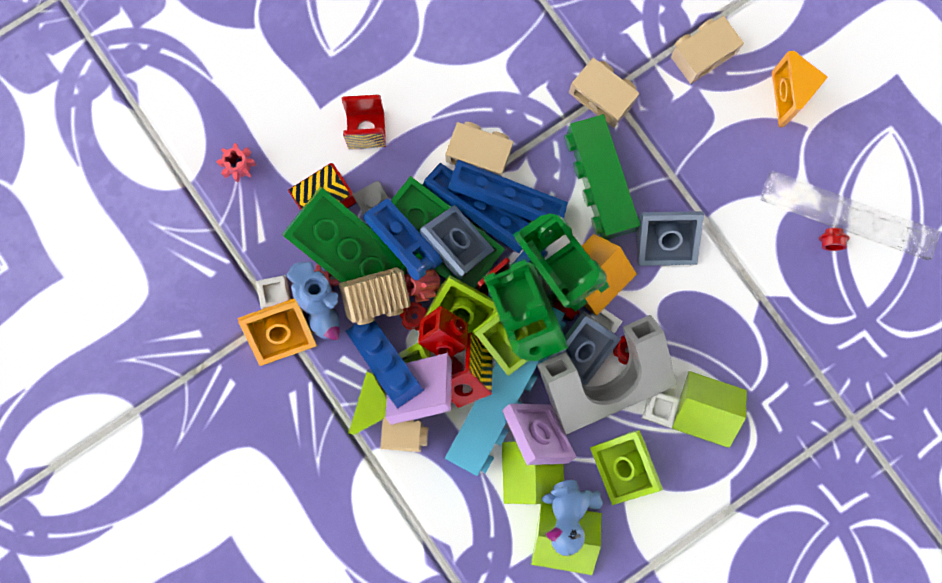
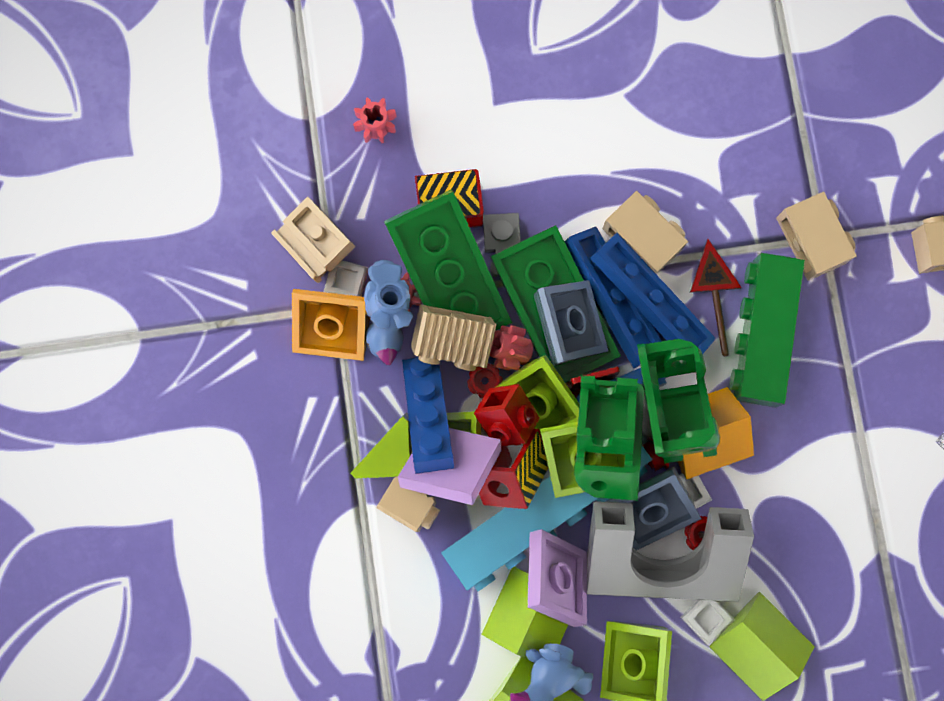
camera: 30 degrees right, 0 degrees up
(234, 274) = (313, 239): none -> tan plate
(364, 109) = (537, 127): red piece -> none
(402, 238) = (513, 289): blue plate -> none
(543, 158) = (714, 276): none -> piece
(669, 238) = (810, 433): sand blue slope -> none

